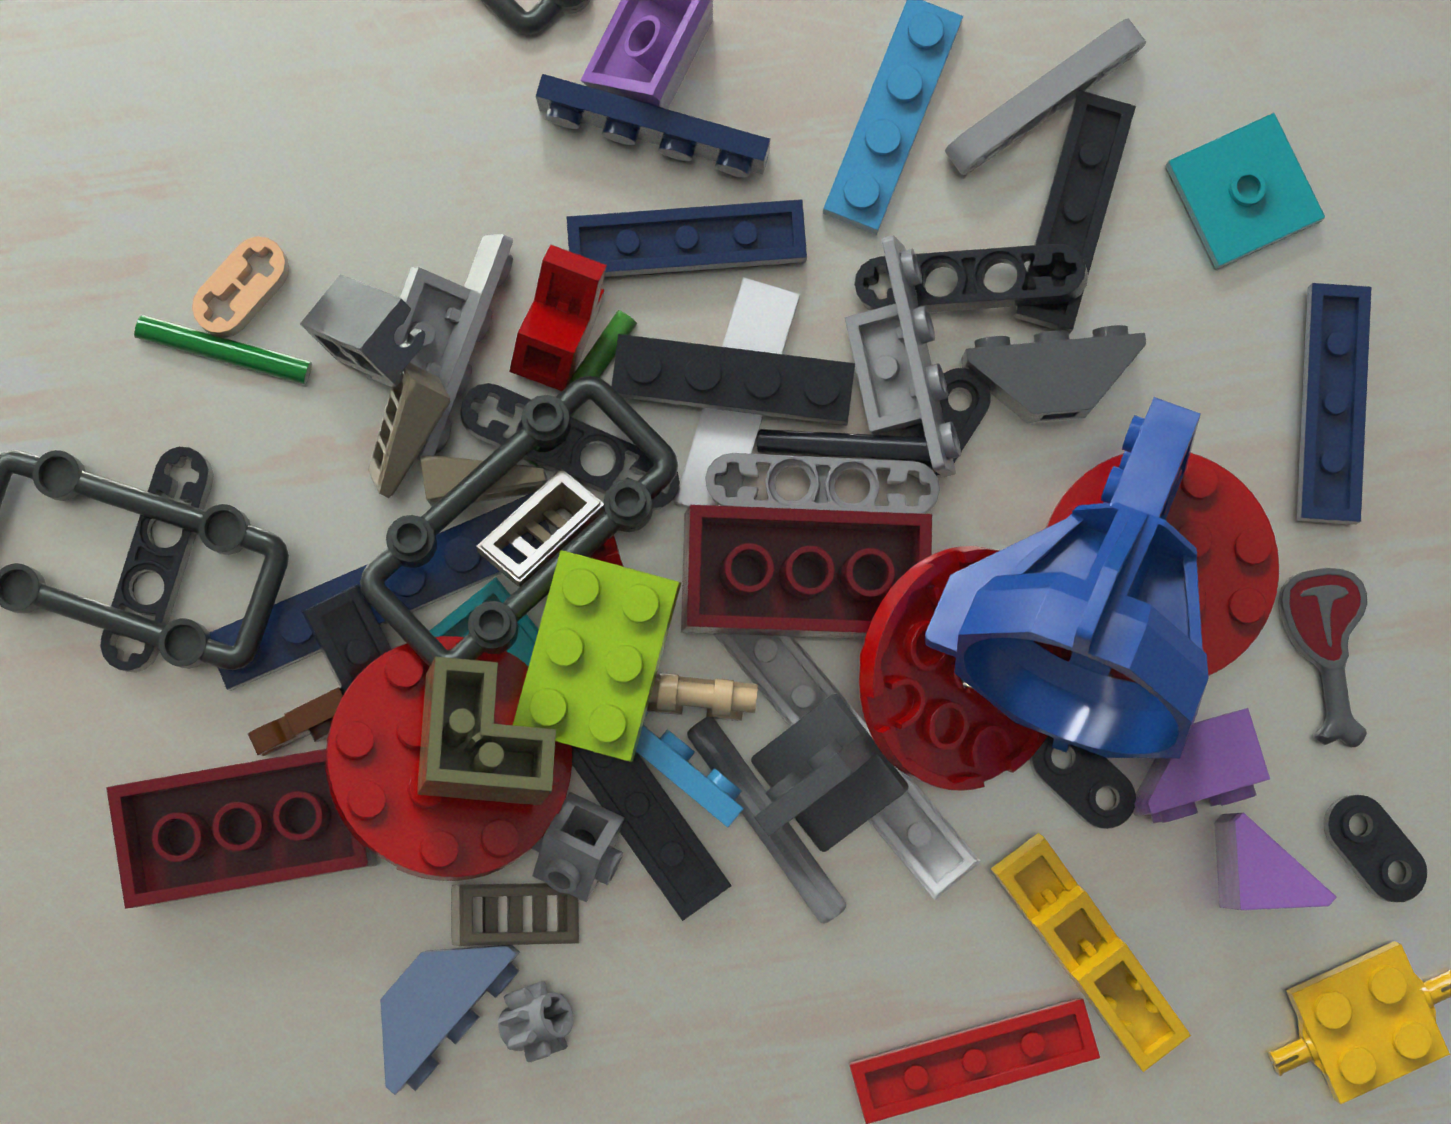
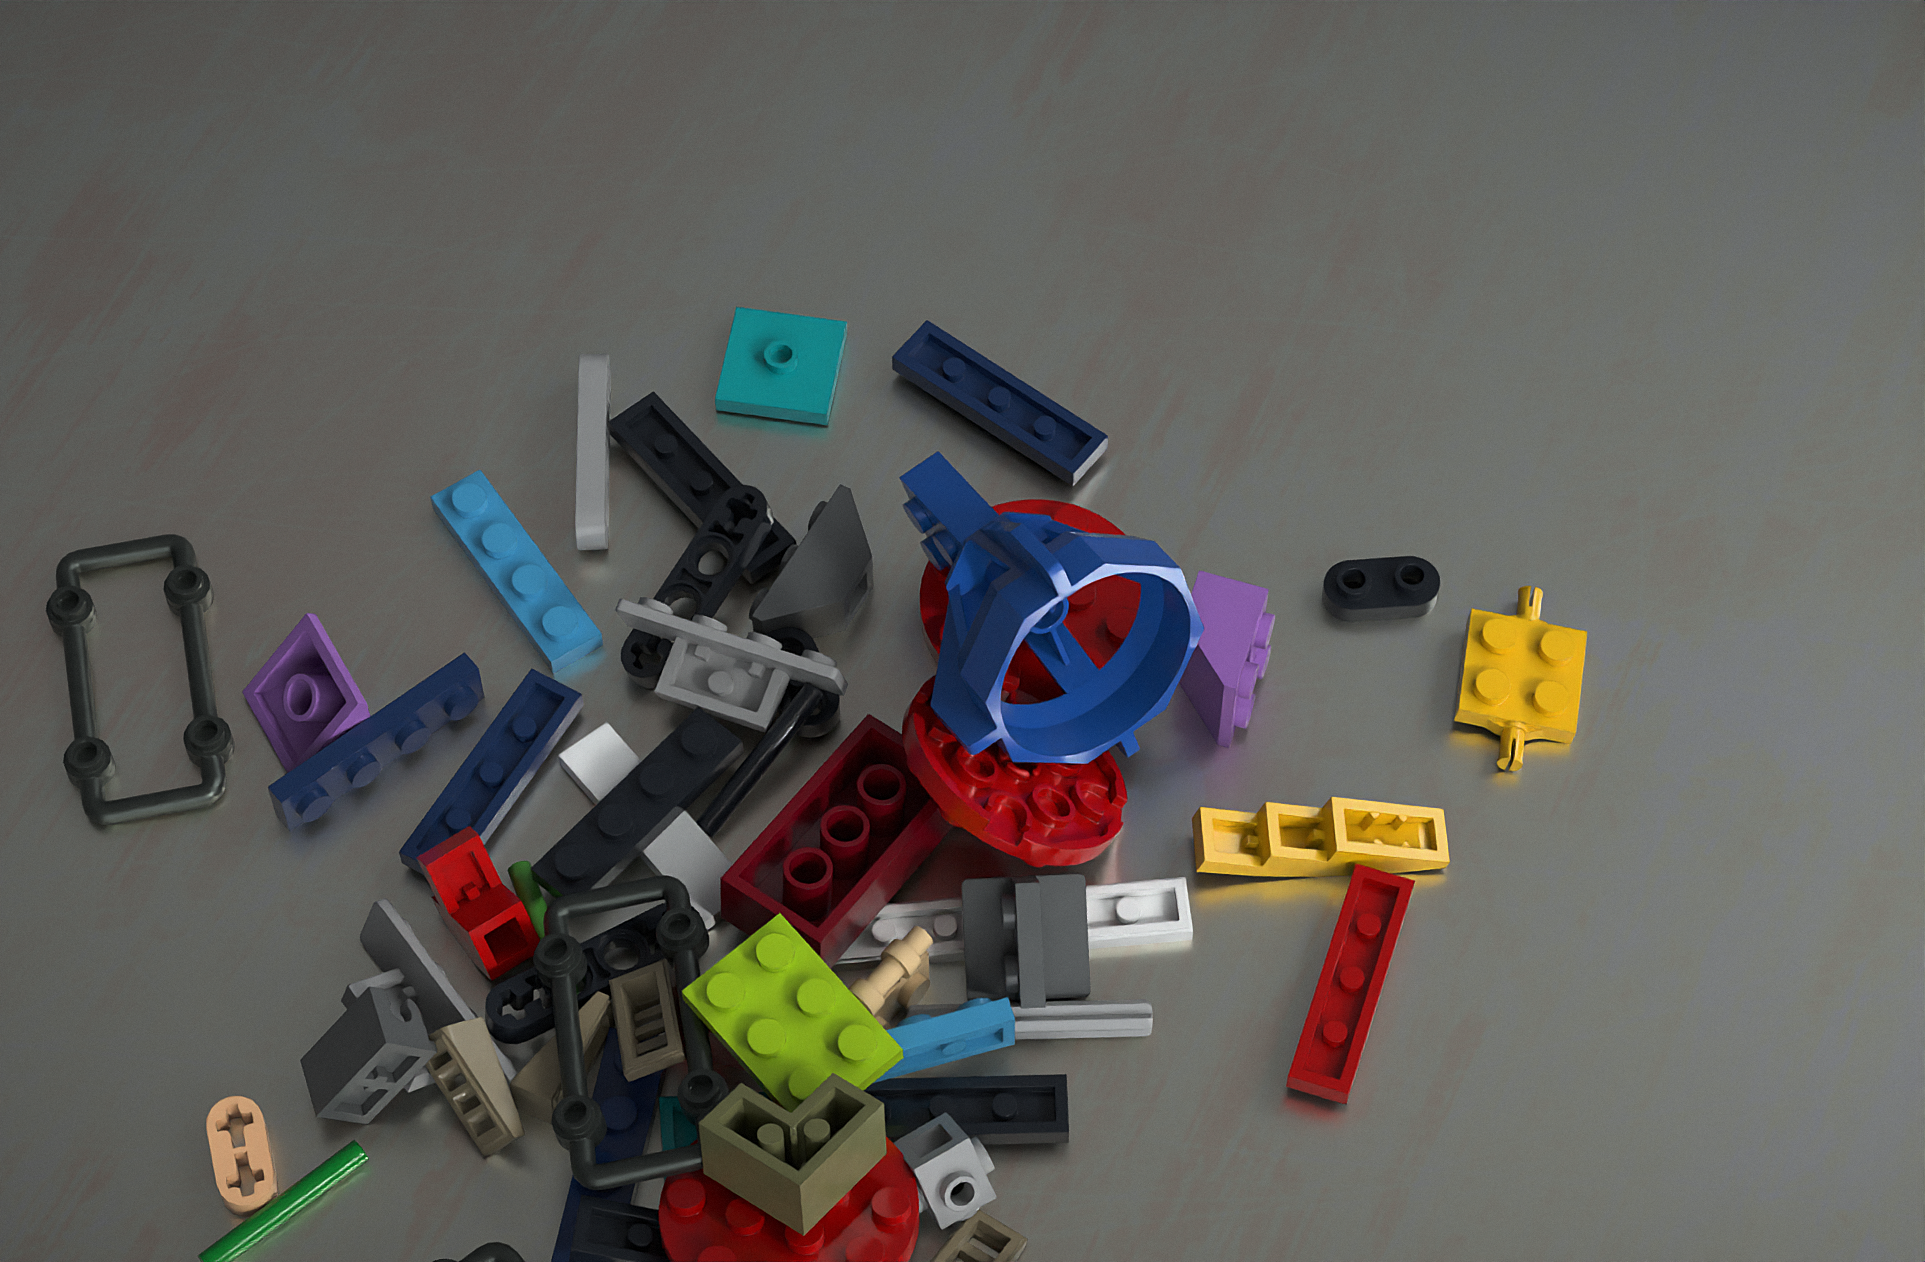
camera: 55 degrees left, 25 degrees down
(823, 476) = (770, 785): light grey beam -> none
(1082, 780) = (1172, 764): black plate -> none
(1259, 872) = (1337, 660): medium lavender slope -> none
(1318, 615) = (1162, 510): dark grey piece -> none

